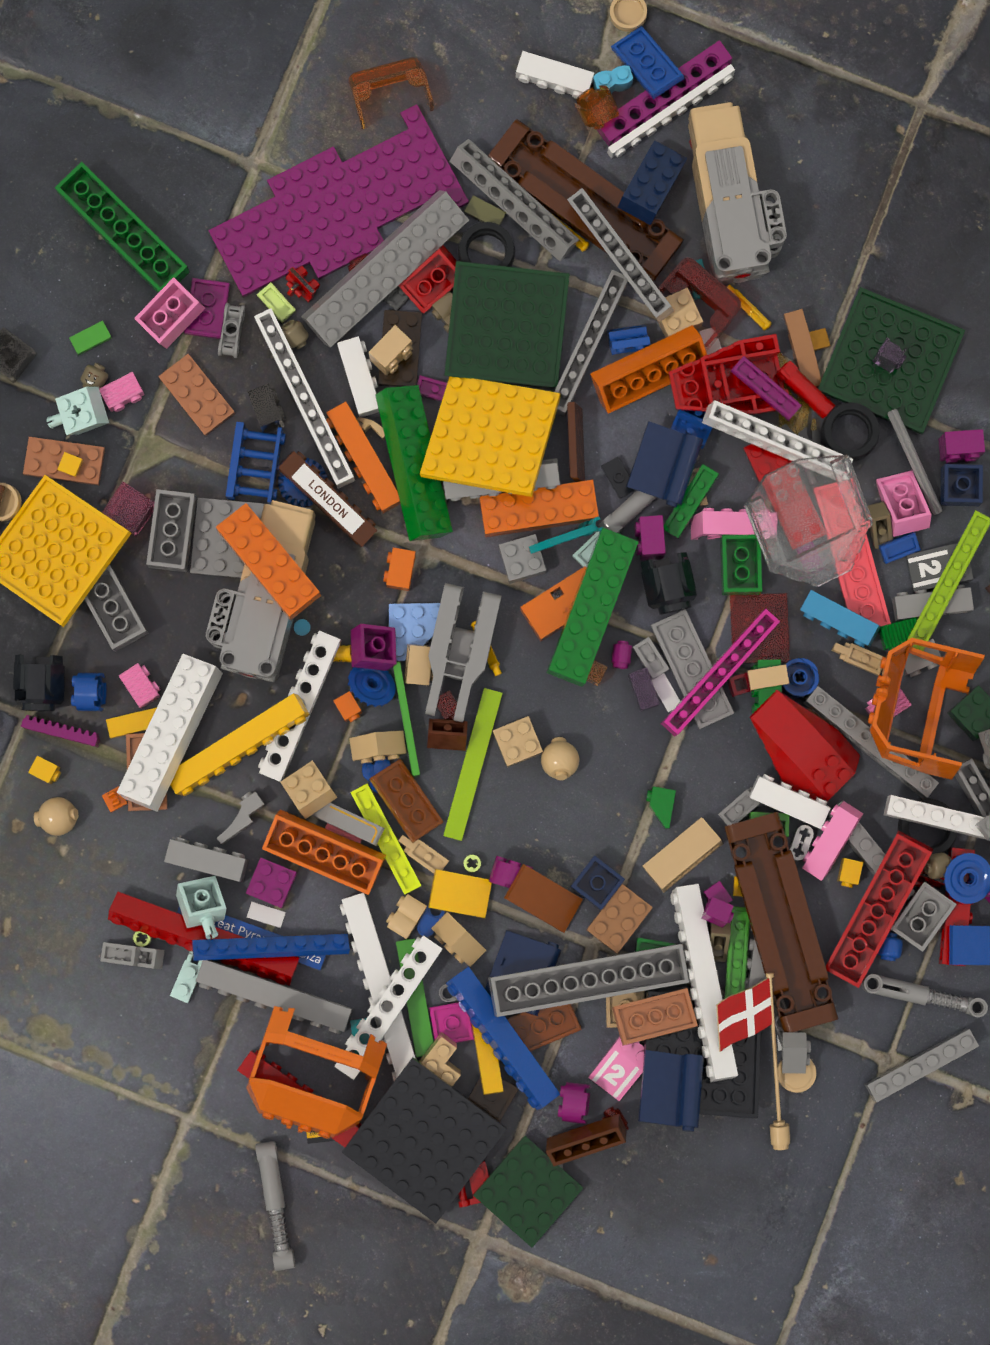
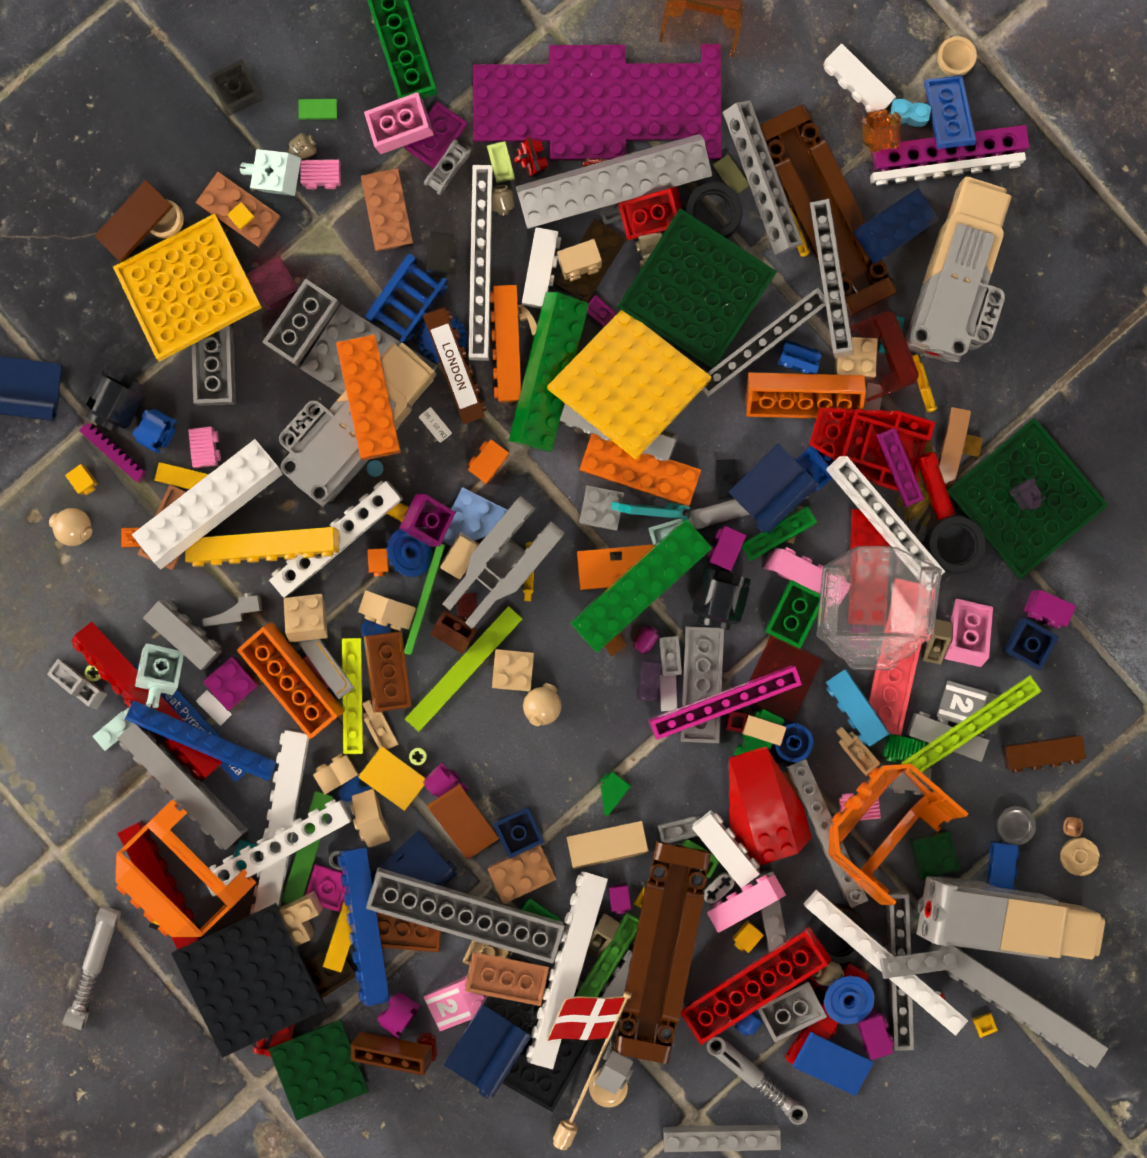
camera: 25 degrees right, 5 degrees up
(336, 561) = (435, 425): none -> white sticker
(576, 442) = (703, 428): reddish brown tile -> none
(718, 912) = (611, 914): magenta brick -> none
(899, 547) = (944, 671): blue tile -> none
(914, 461) = (999, 601): light grey axle -> none

